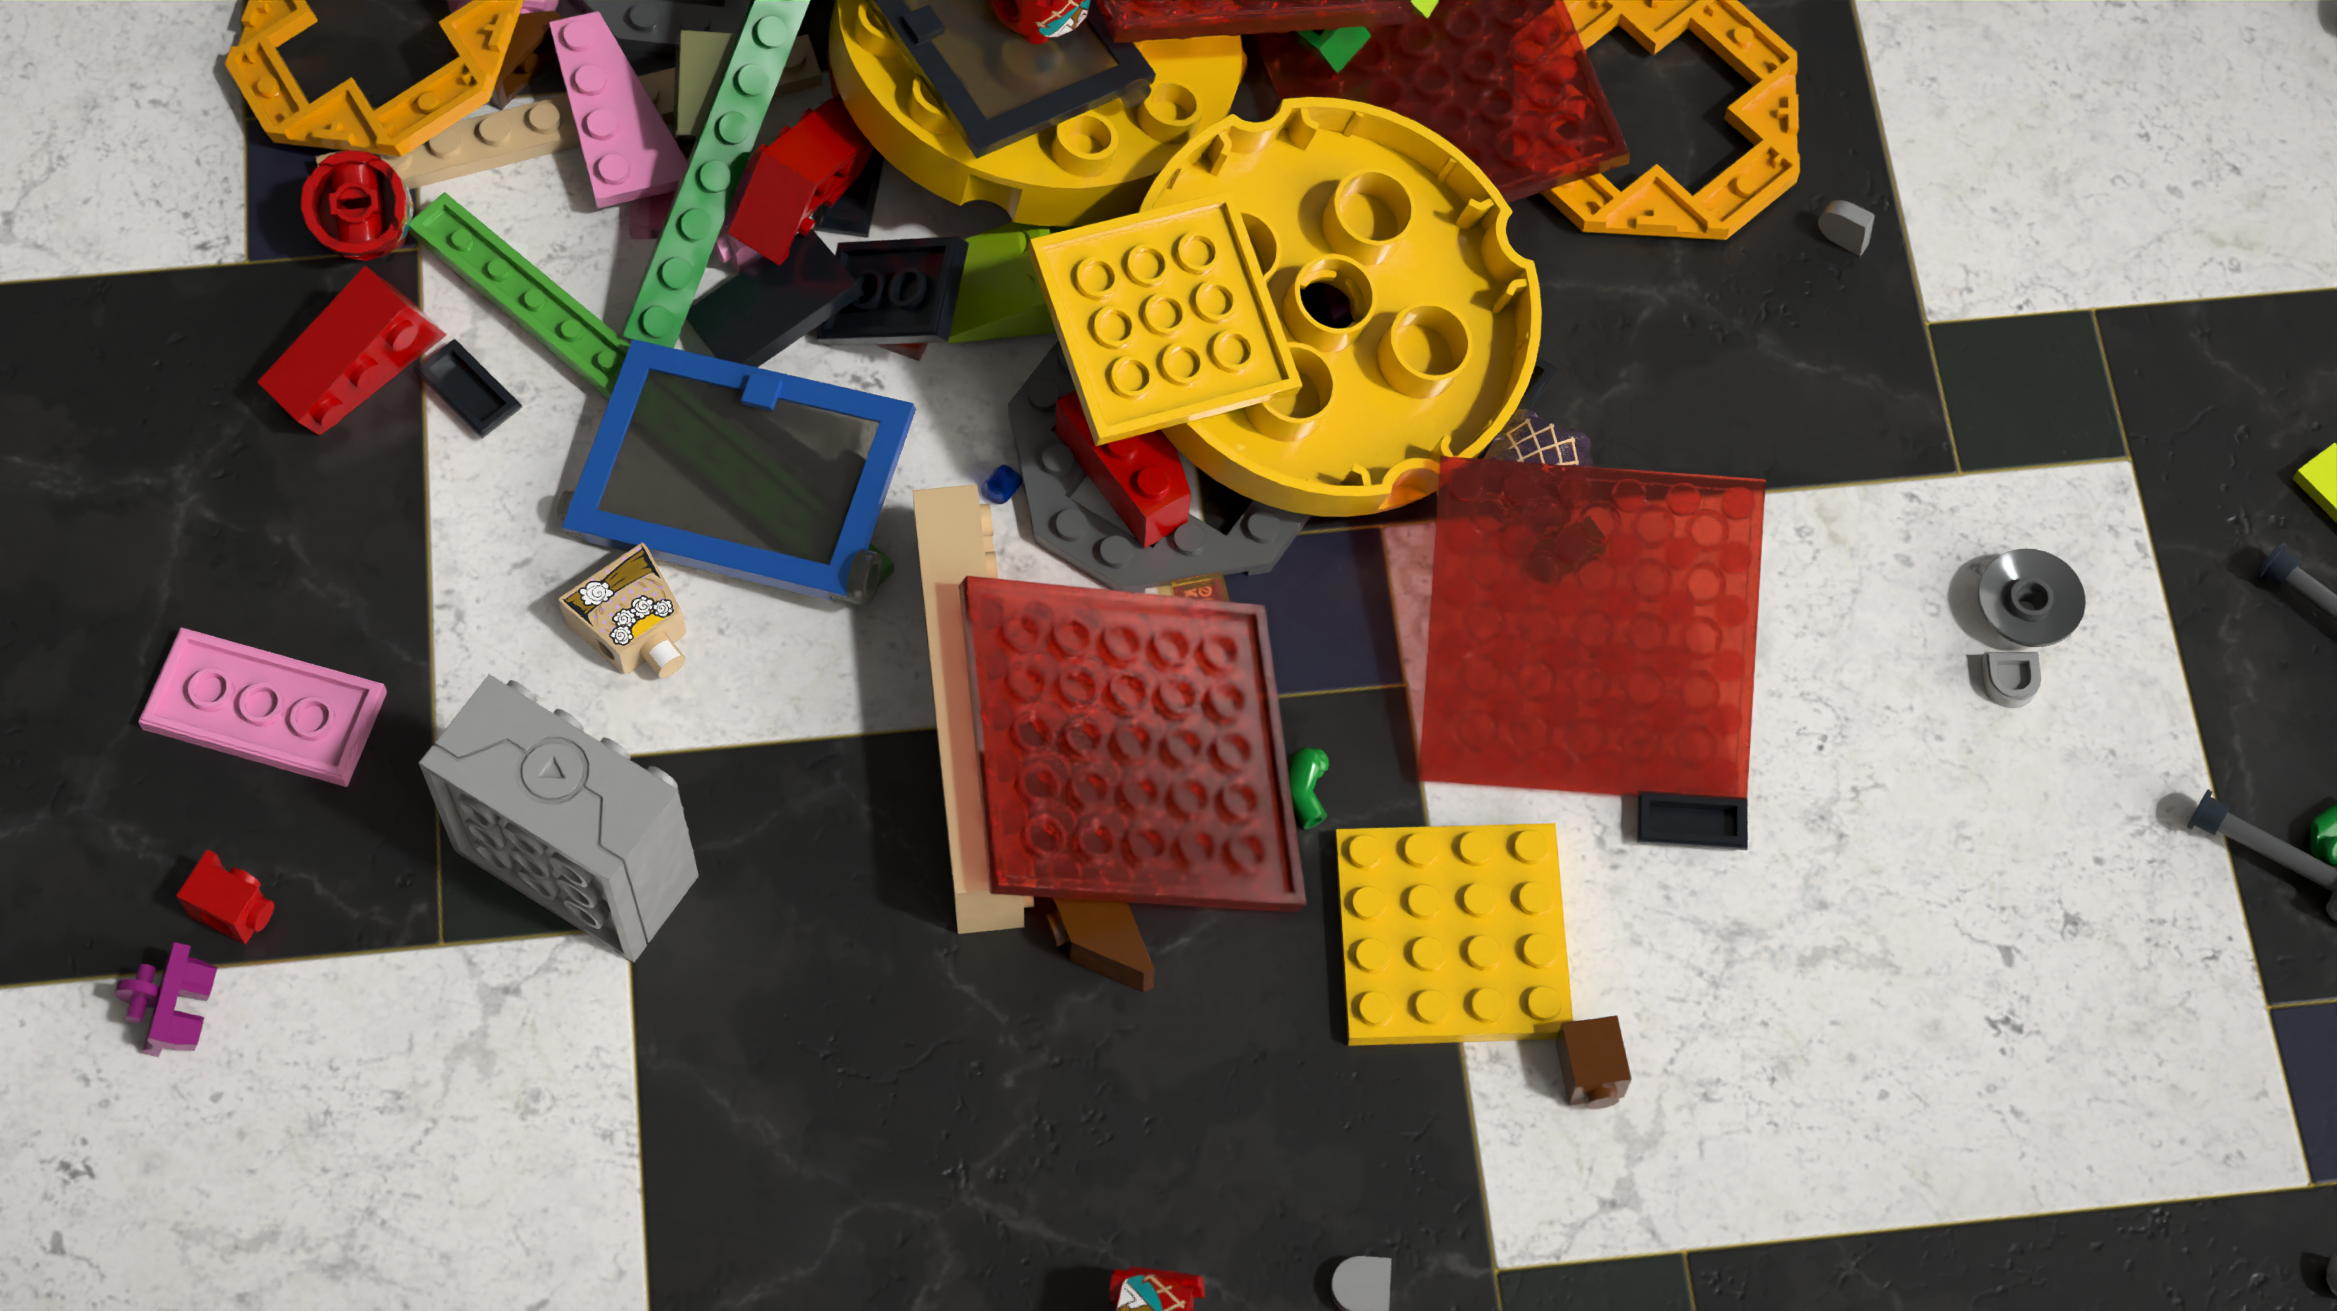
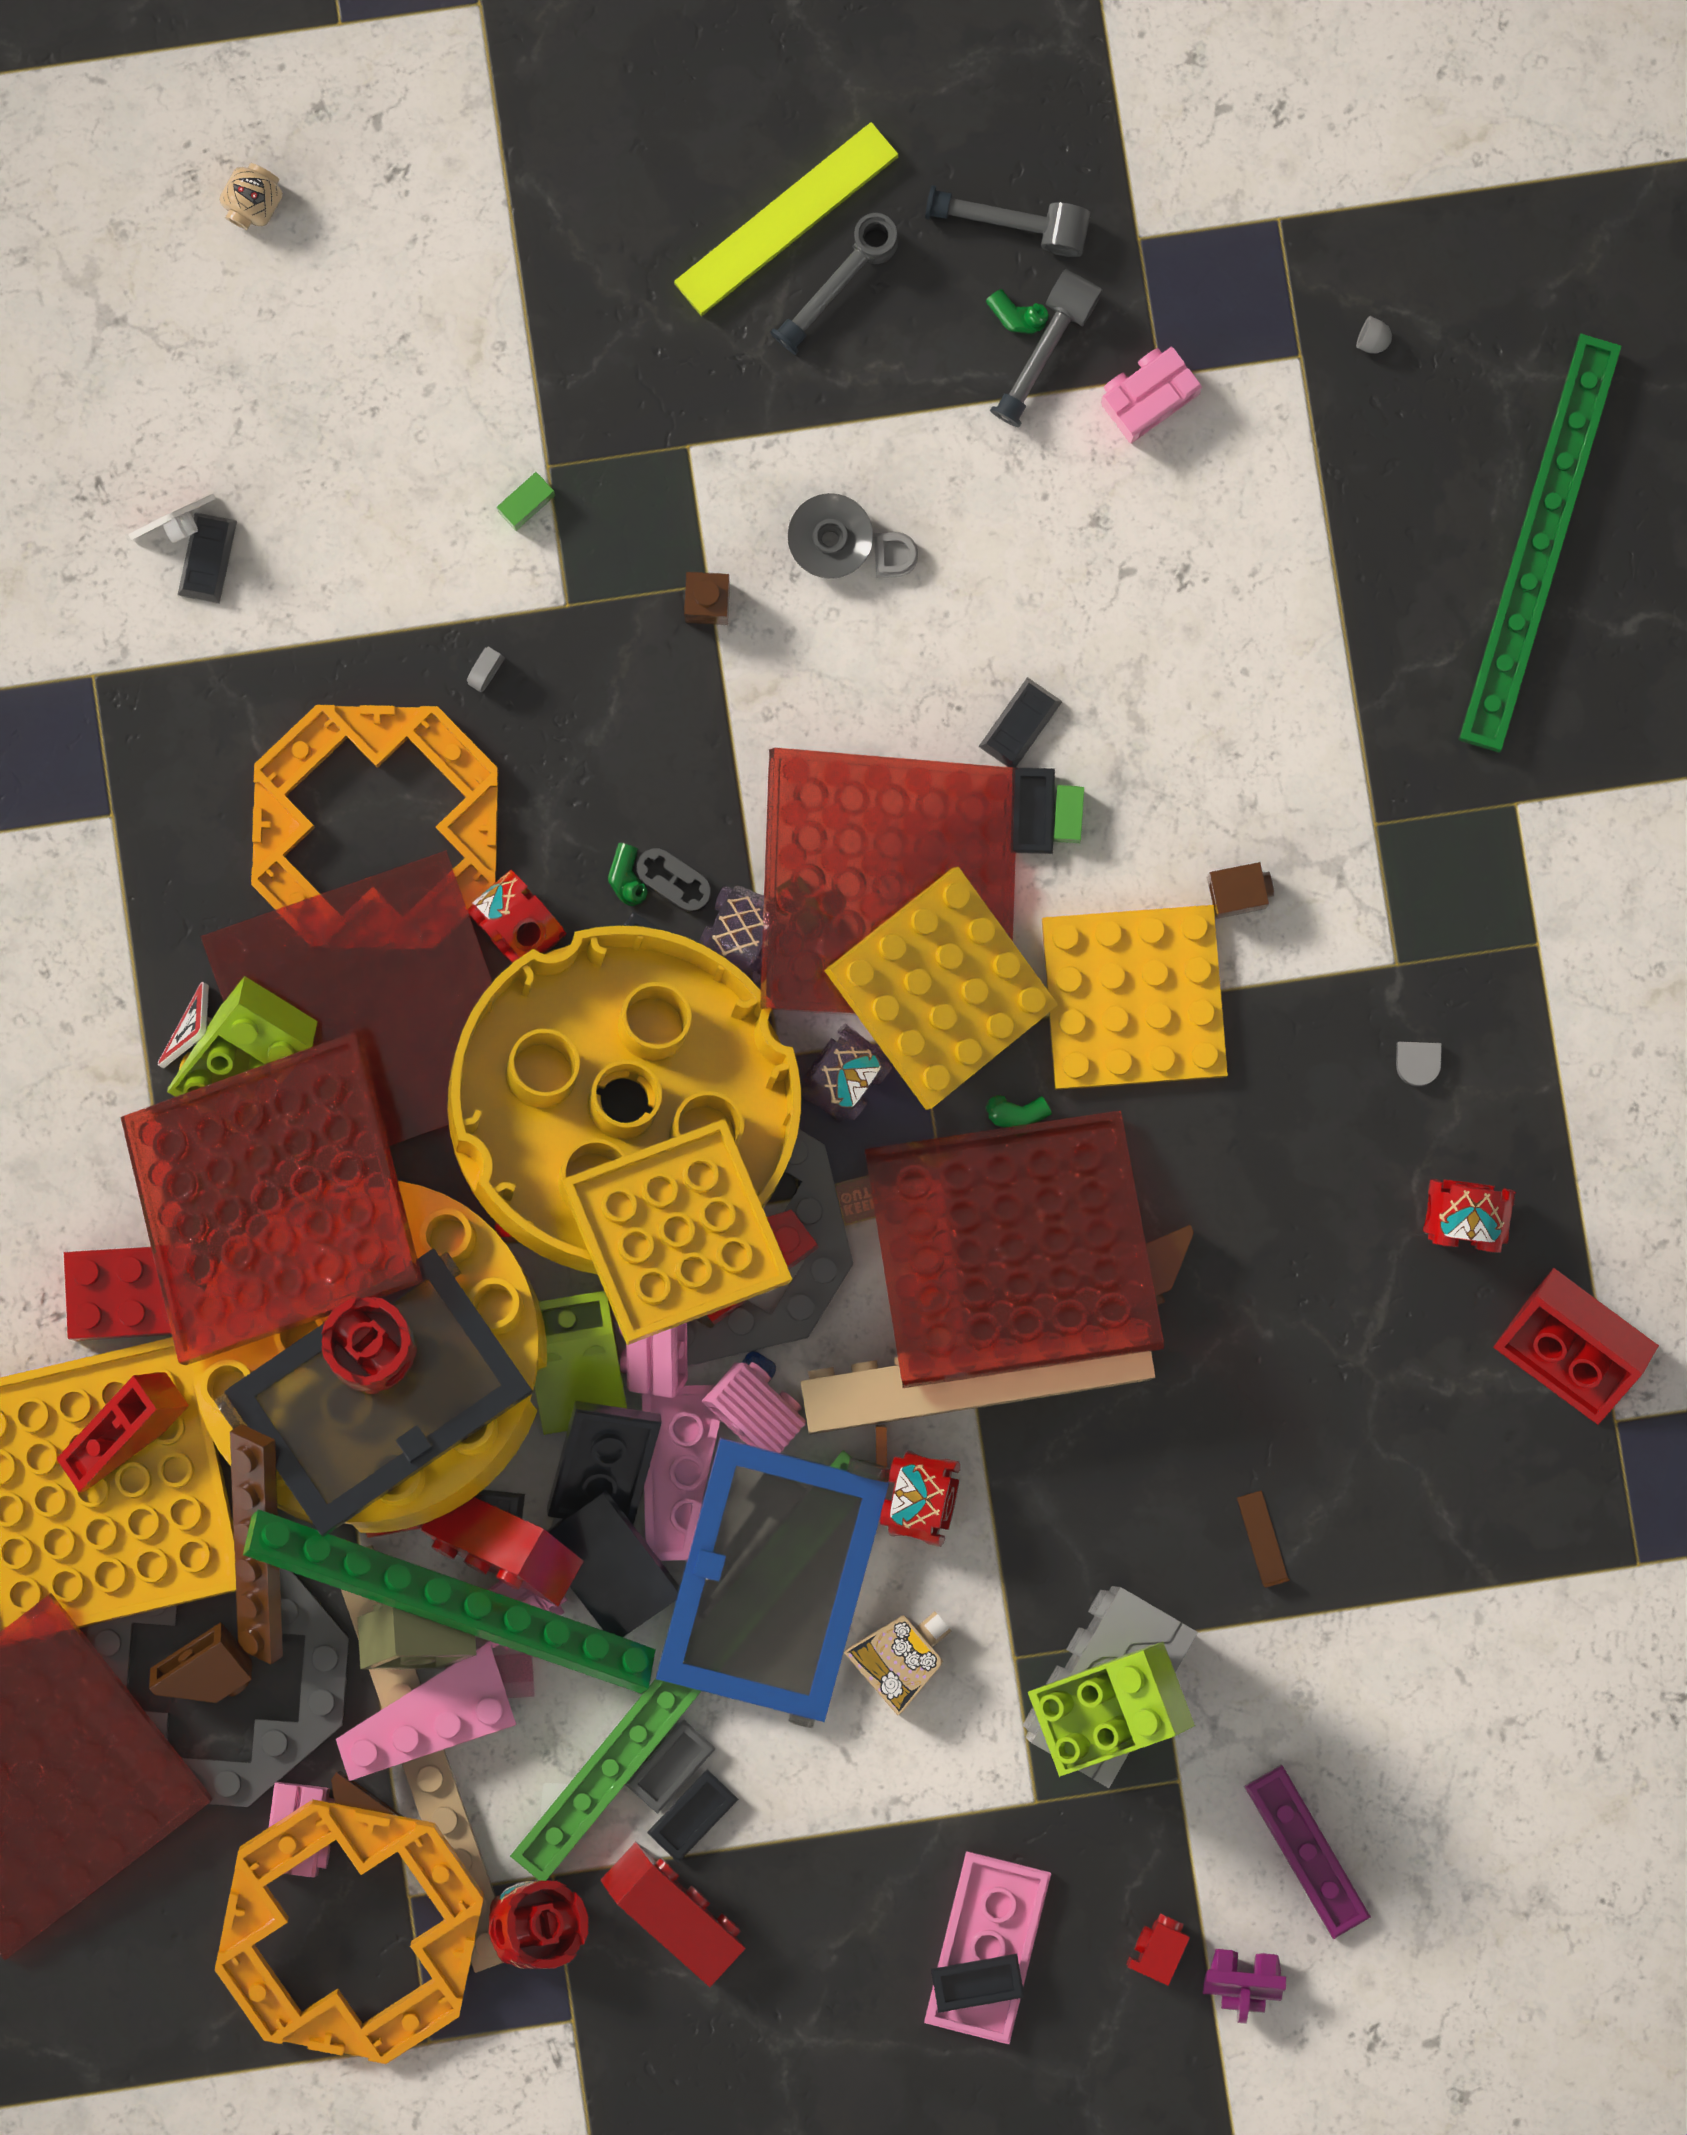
camera: 90 degrees left, 20 degrees up
(217, 681) = (977, 1983): none -> black tile
(328, 1094) = (1307, 1851): none -> magenta tile
(518, 763) = (1111, 1709): none -> lime slope
(529, 368) = (670, 1766): none -> dark grey tile
(741, 1060) = (1262, 1539): none -> reddish brown piece
(825, 639) = (921, 1497): none -> red brick
(894, 609) = (881, 1444): none -> orange piece
(939, 381) = (678, 1469): none -> bright pink wing
(951, 453) = (754, 1409): none -> bright pink brick
(1019, 359) = (657, 1363): none -> bright pink brick
(1357, 575) = (844, 1074): none -> brick
(1465, 679) = (941, 988): none -> yellow plate
(1553, 228) = (515, 918): none -> red brick
(1600, 362) = (623, 879): none -> green arm
(1605, 421) = (679, 871): none -> dark grey beam
(1689, 862) = (1068, 814): none -> bright green piece
(1803, 816) = (1020, 723): none -> black tile
(1945, 457) = (707, 598): none -> reddish brown brick
(2050, 277) = (525, 501): none -> bright green piece
(2245, 982) = (1150, 393): none -> bright pink brick

